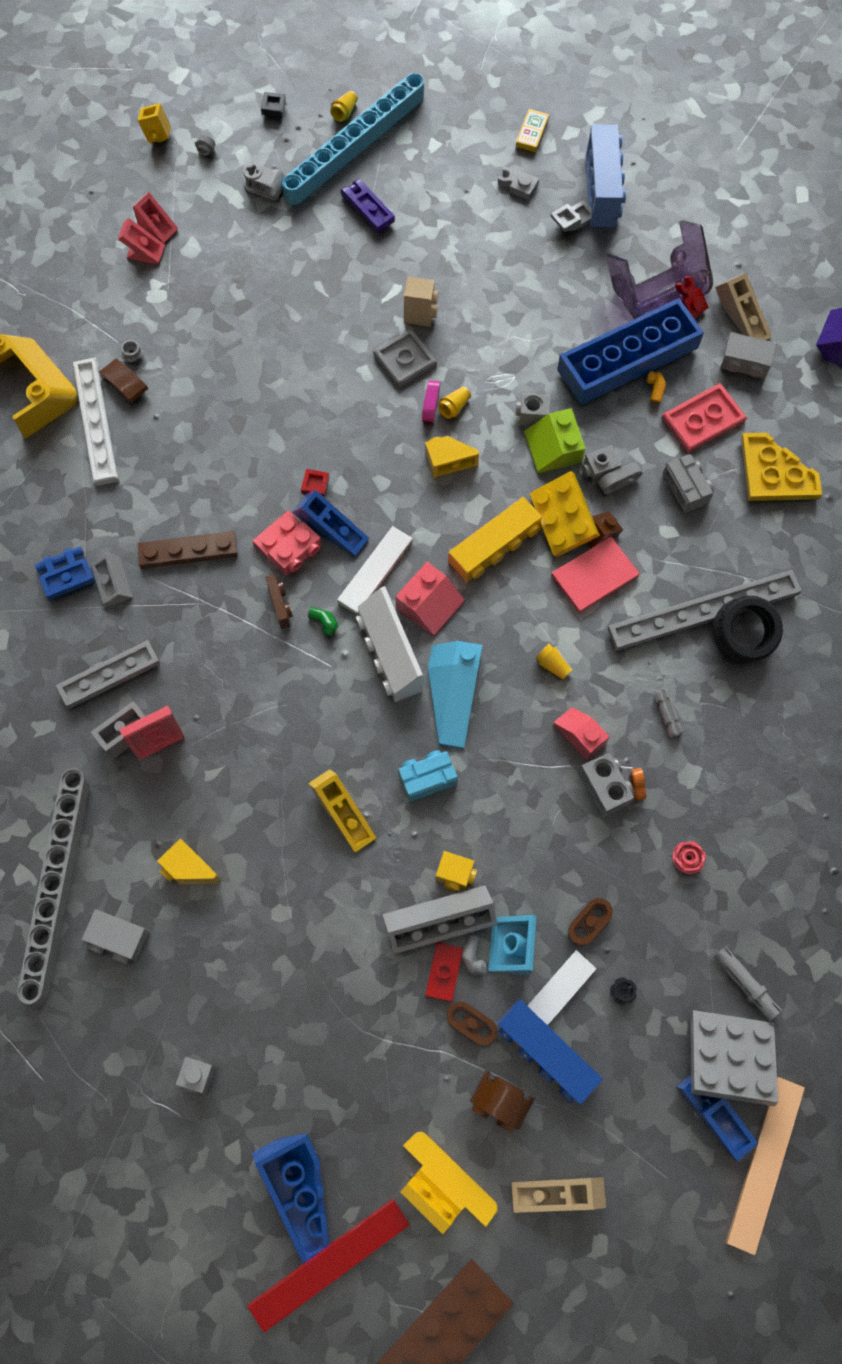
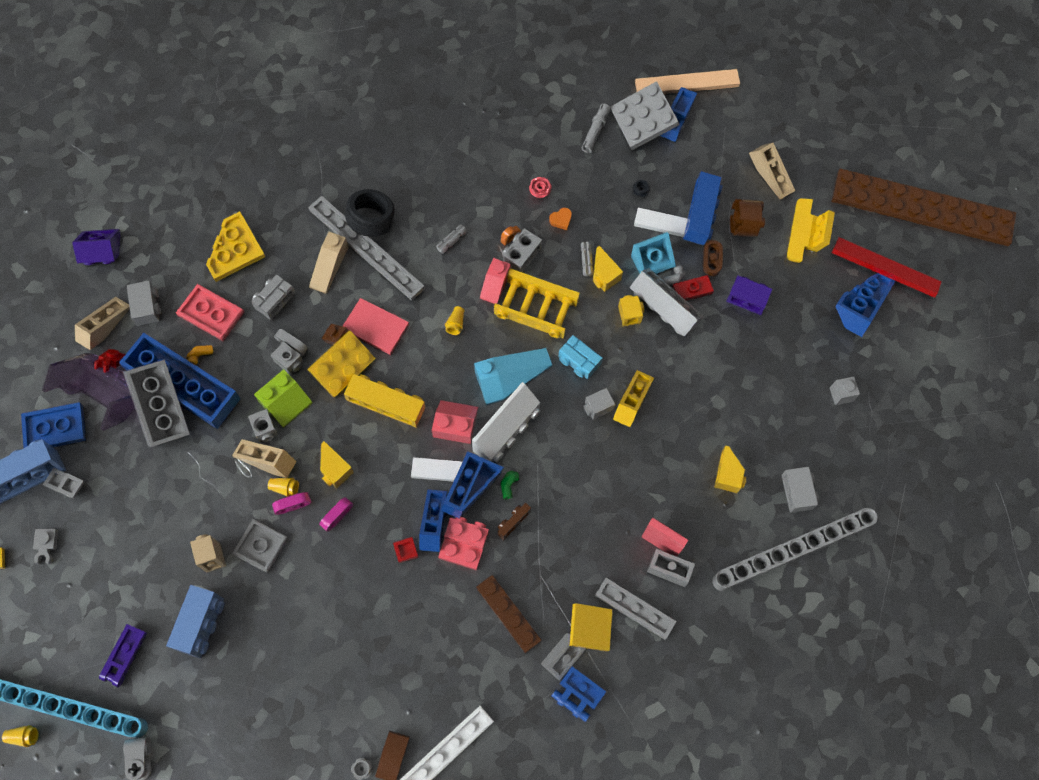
camera: 120 degrees left, 0 degrees up
(118, 617) = (591, 627): none -> yellow tile
(342, 568) = (470, 483): none -> blue wedge
(357, 266) = (196, 621): none -> medium blue brick
(357, 765) = (599, 404): none -> light grey brick
(393, 436) = (333, 517): none -> dark pink beam
(393, 1038) = (749, 295): none -> dark purple brick
(494, 396) = (265, 457): none -> tan slope
(527, 870) = (605, 270): none -> yellow slope
(530, 788) = (534, 286): none -> yellow fence
(556, 861) = (586, 259): none -> light grey axle
(589, 922) = (613, 222): reddish brown plate -> none
(611, 309) = (156, 403): none -> light grey slope
(630, 861) = (560, 219): none -> orange tile
(642, 228) = (54, 425): none -> blue plate
(705, 560) = (328, 262): none -> tan slope

